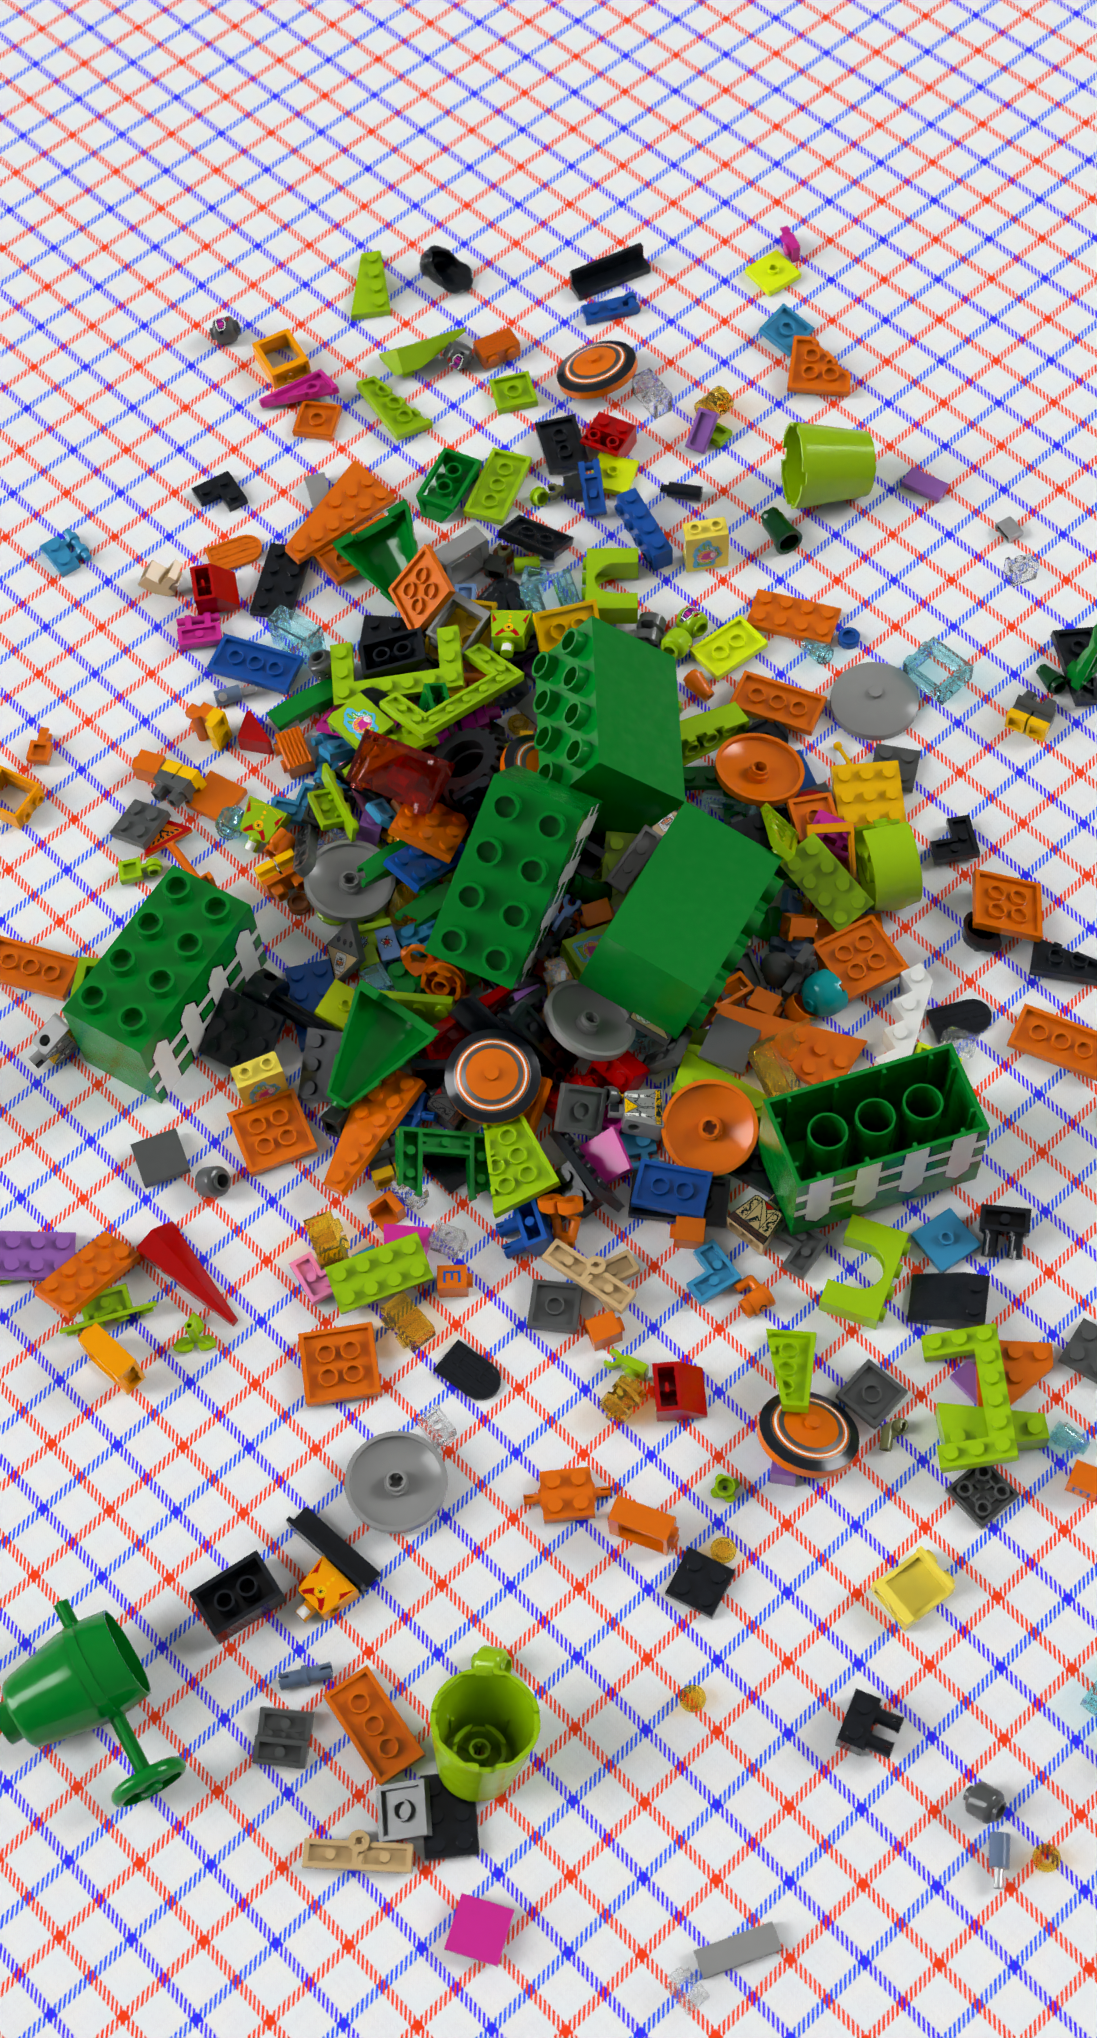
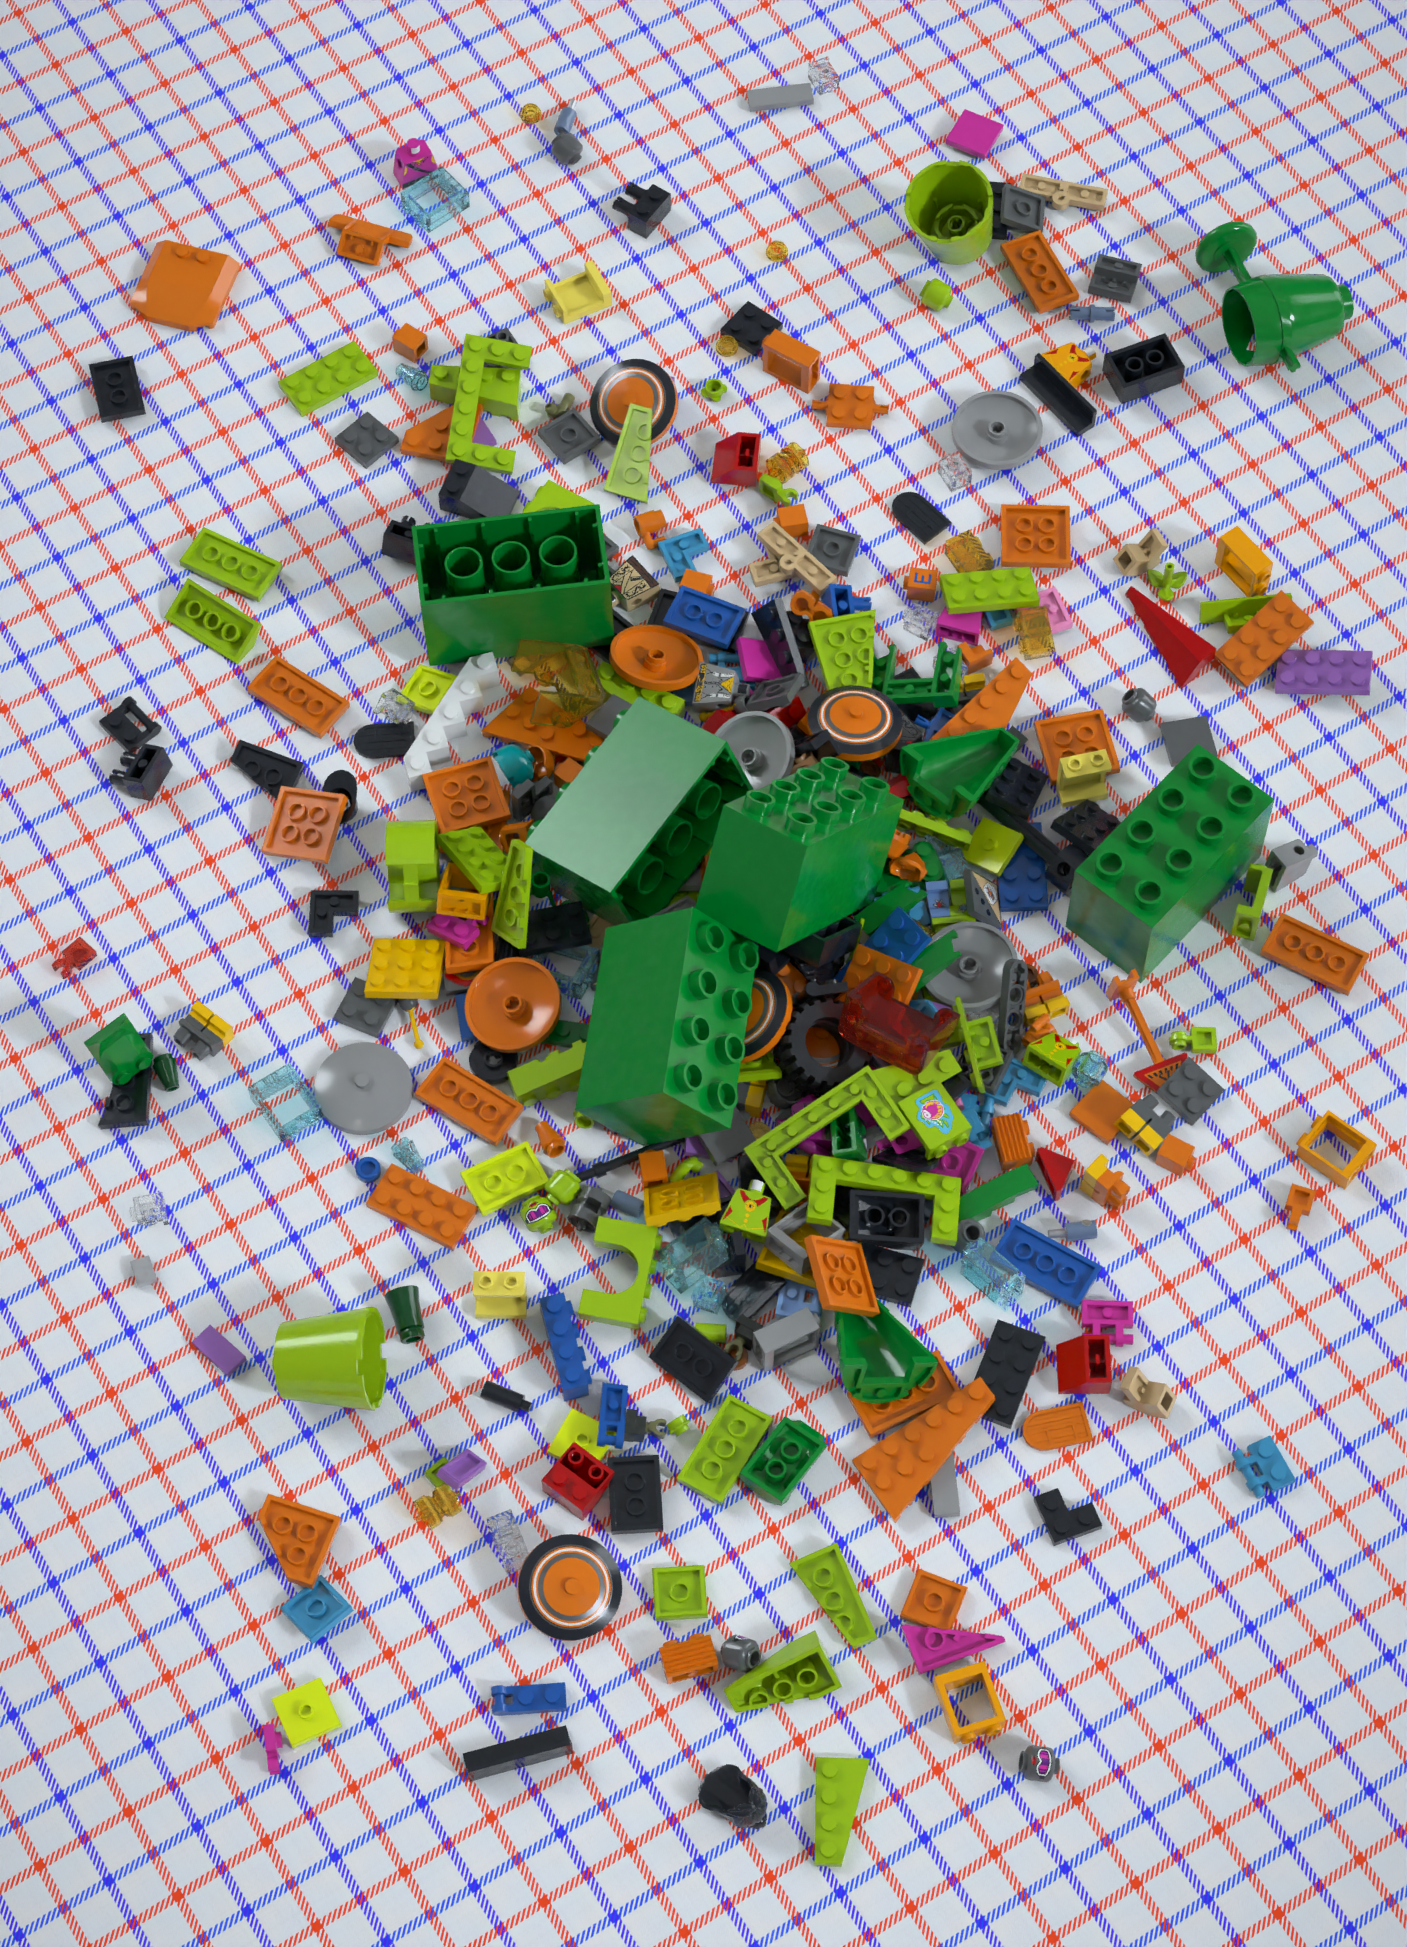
camera: 175 degrees left, 0 degrees up
(225, 1355) = (1138, 558): none -> tan brick

